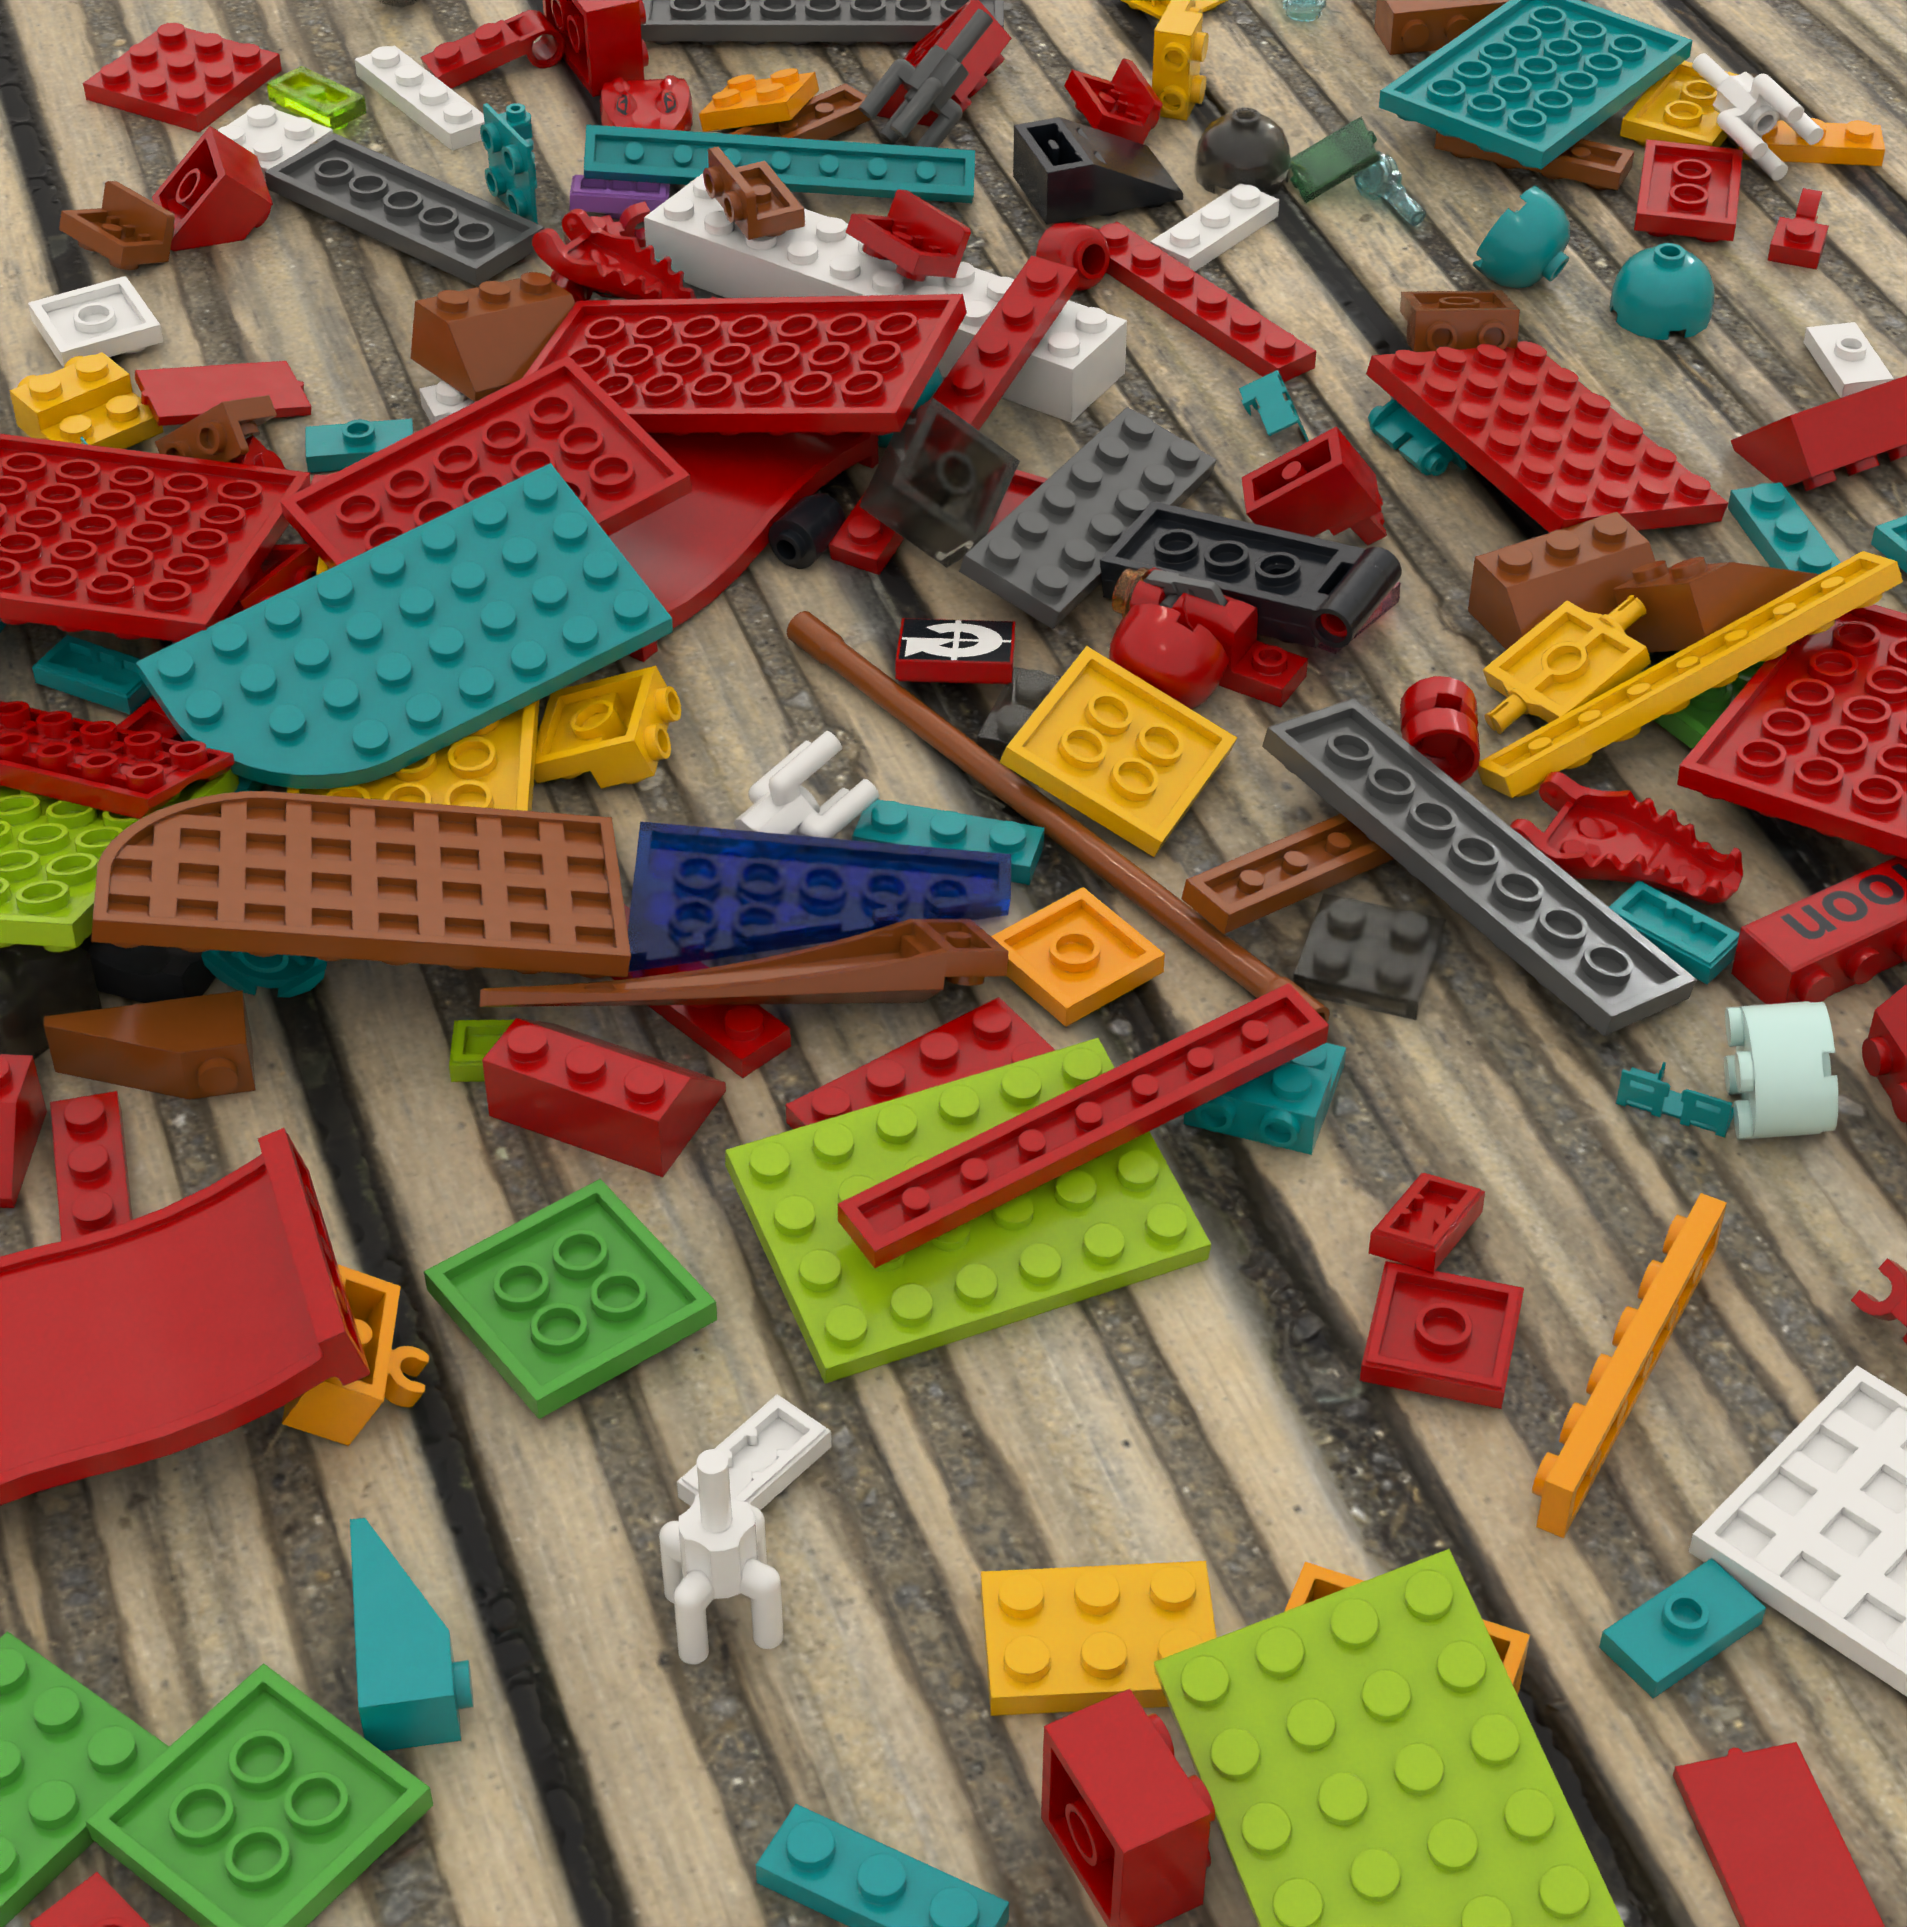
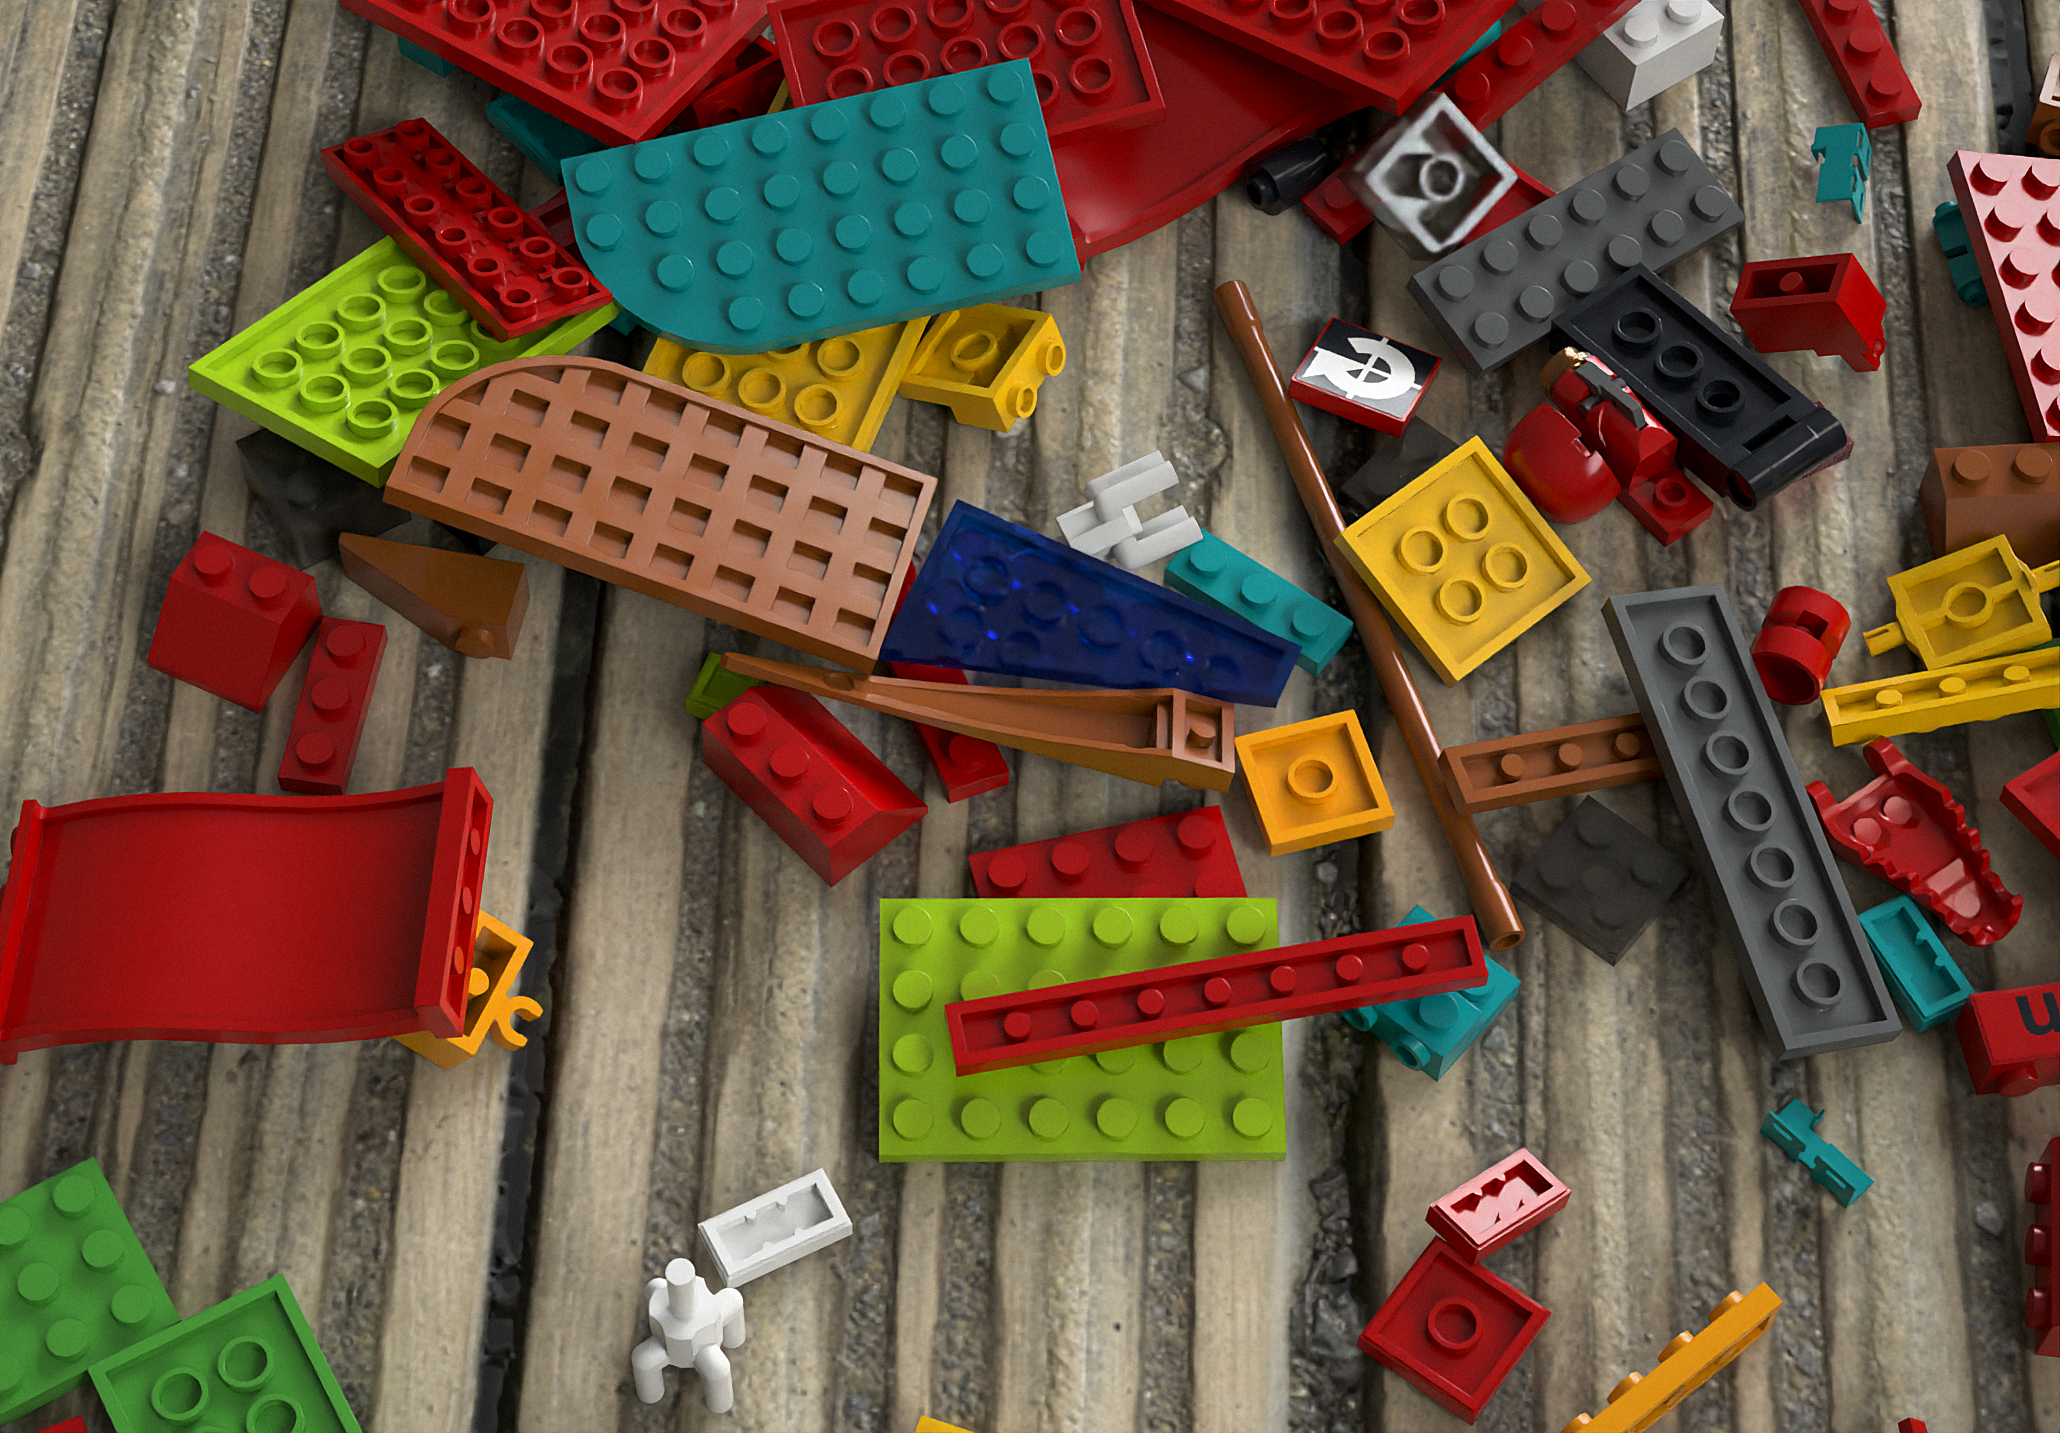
camera: 20 degrees right, 15 degrees up
(403, 1654) = (395, 1320): teal slope -> none
(570, 1297) = (689, 994): bright green plate -> none
(1781, 1069) = (1919, 1171): light aqua brick -> none

